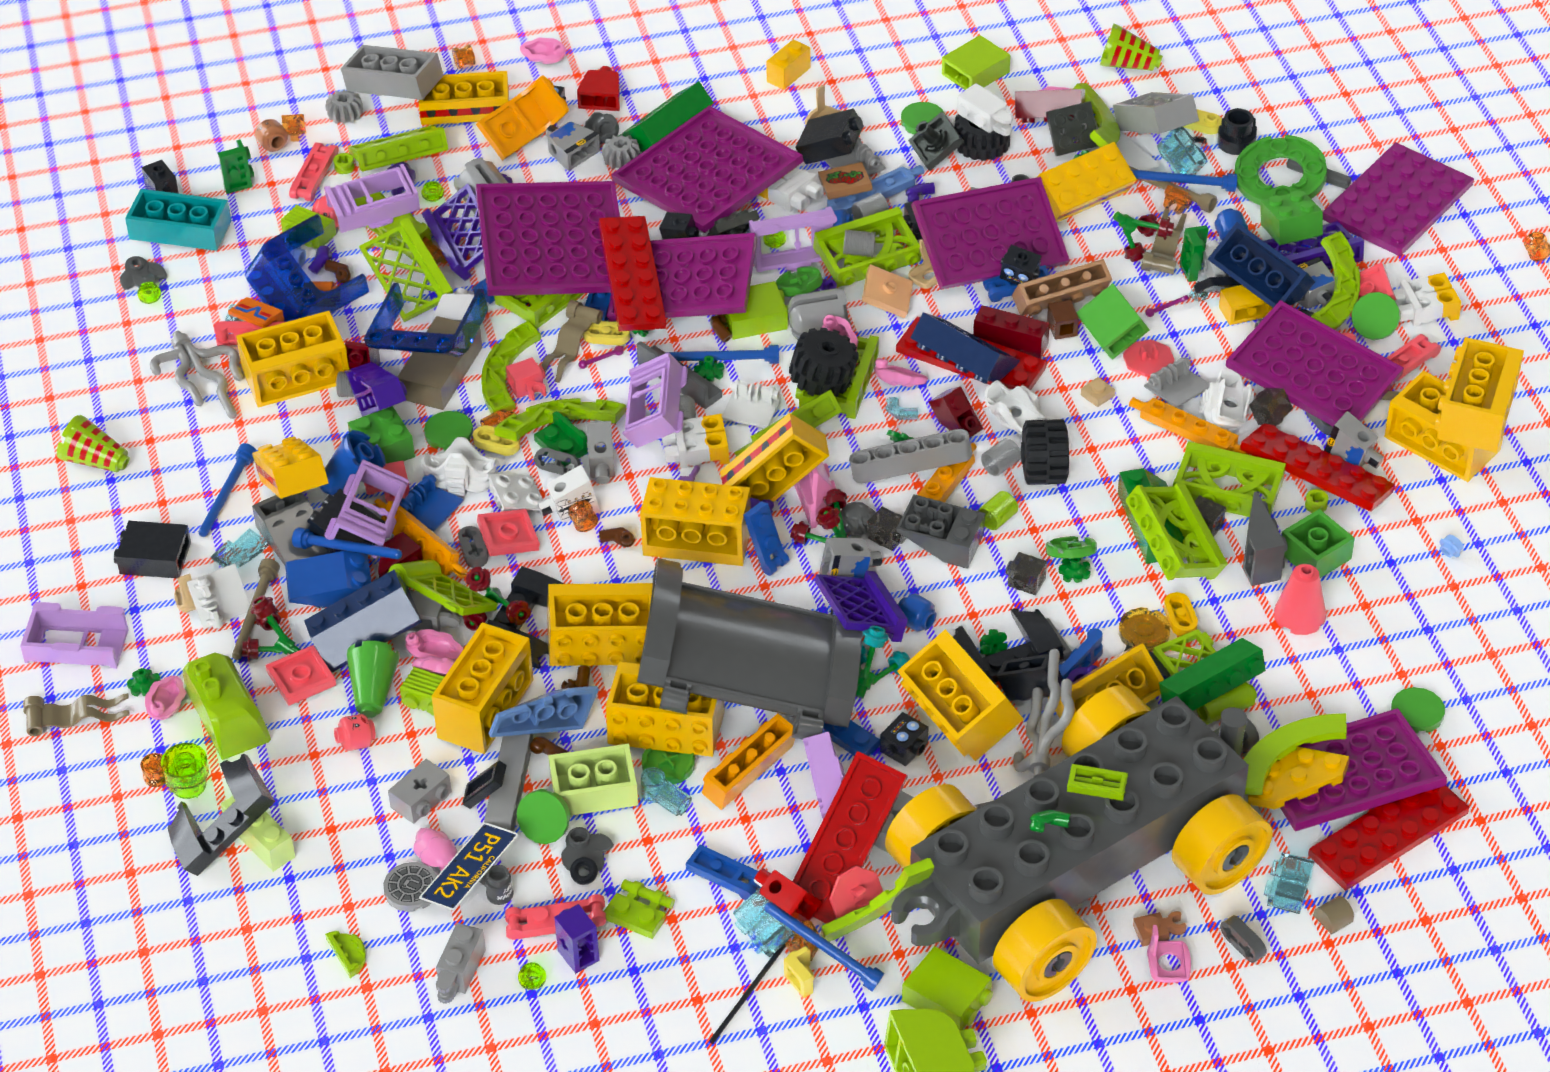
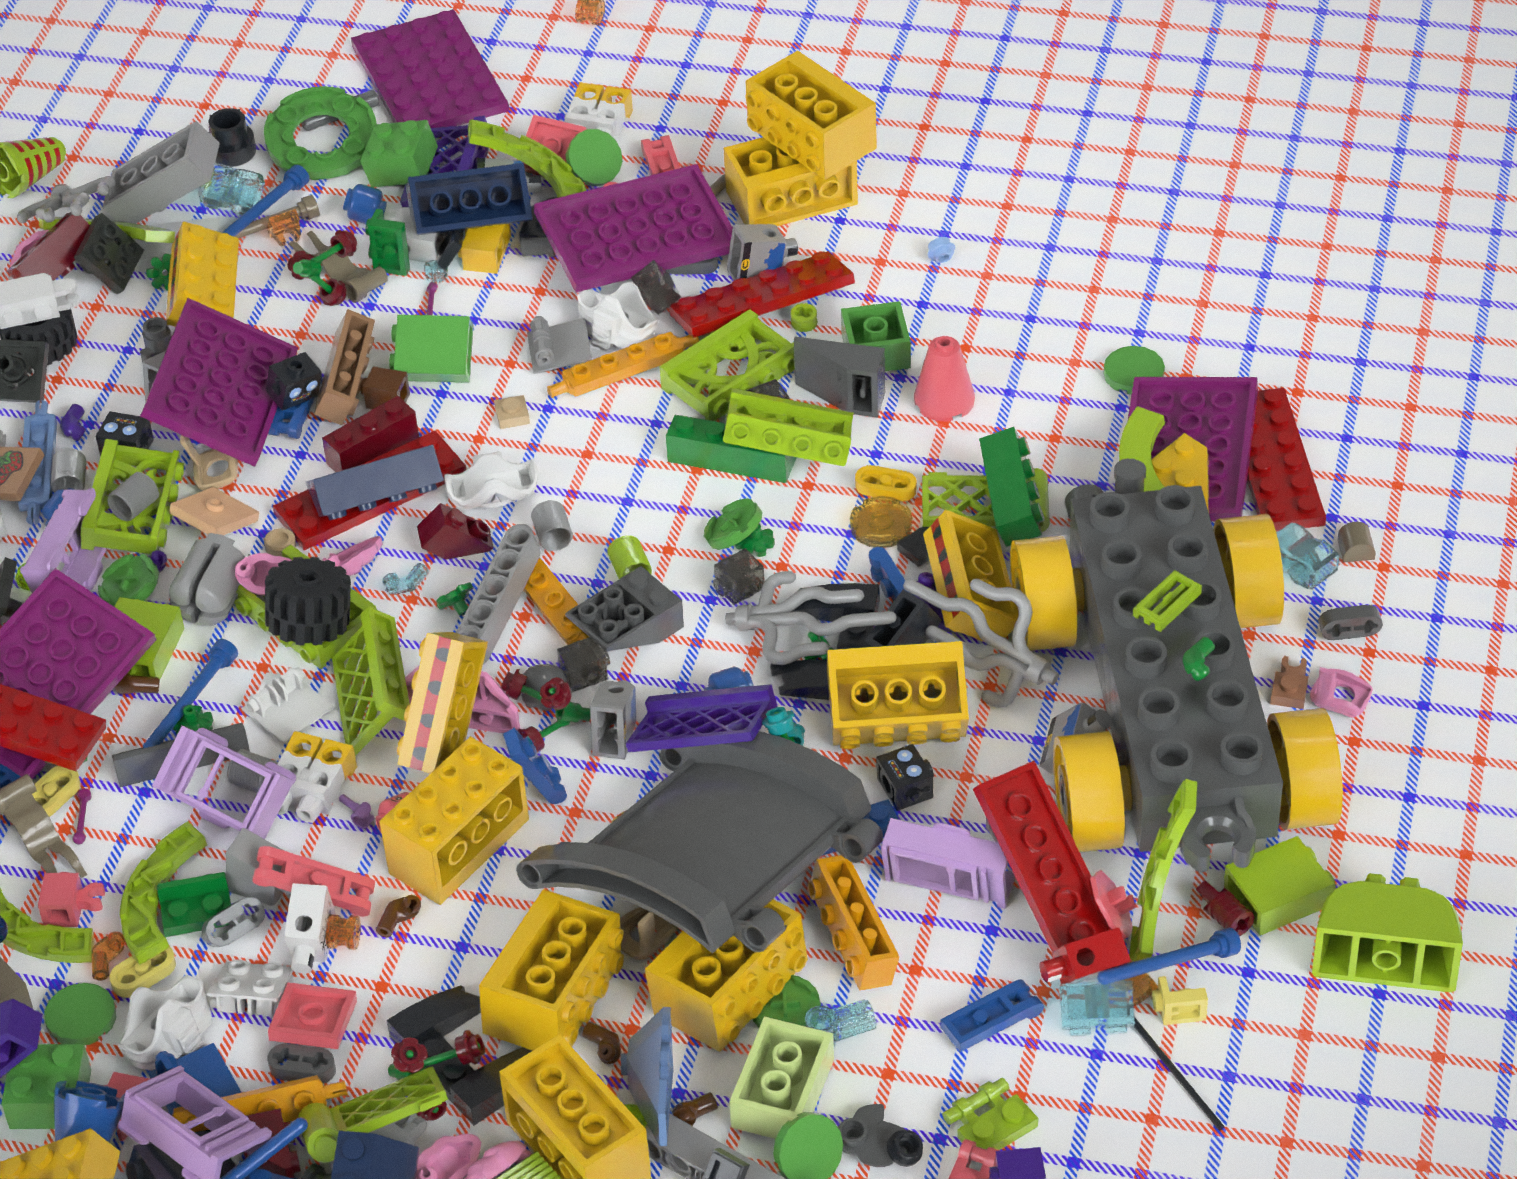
camera: 60 degrees left, 0 degrees up
(603, 479) = (307, 871): none -> coral plate
(890, 336) = (278, 540): none -> tan tile
(903, 966) = (1225, 908): none -> dark red hinge
(1000, 602) = (769, 615): none -> light grey plant
(1045, 452) = (590, 479): black wheel -> none
(1082, 80) = (65, 196): none -> light grey plant
(1147, 357) = (495, 353): coral piece -> none

